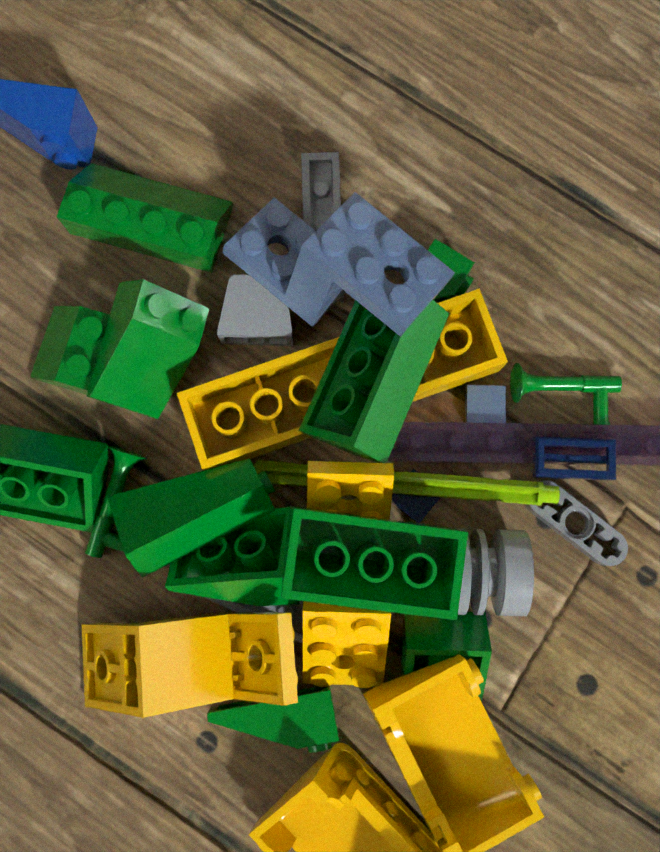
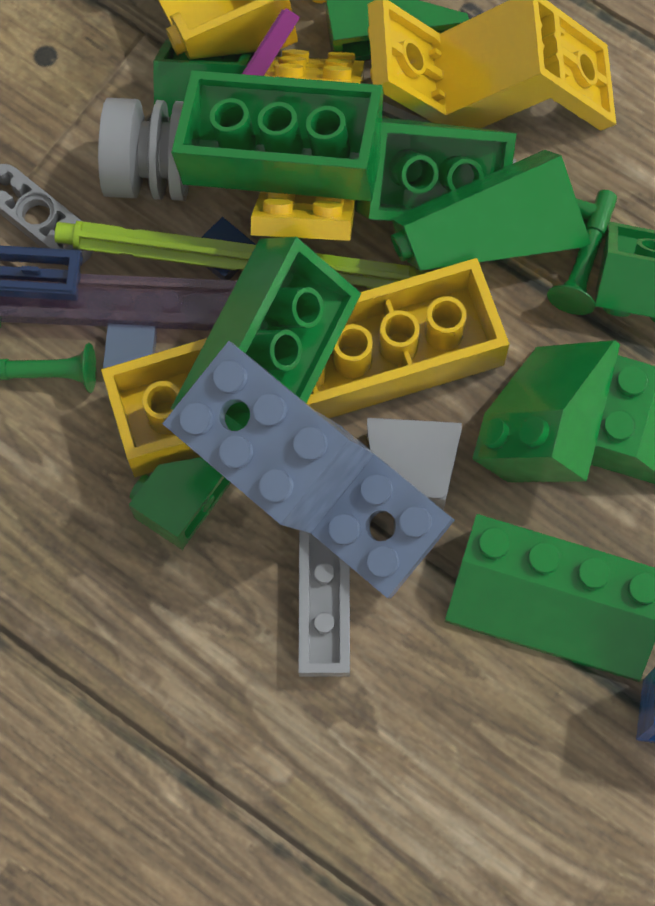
camera: 175 degrees left, 10 degrees down
(390, 652) = (272, 43): none -> magenta tile

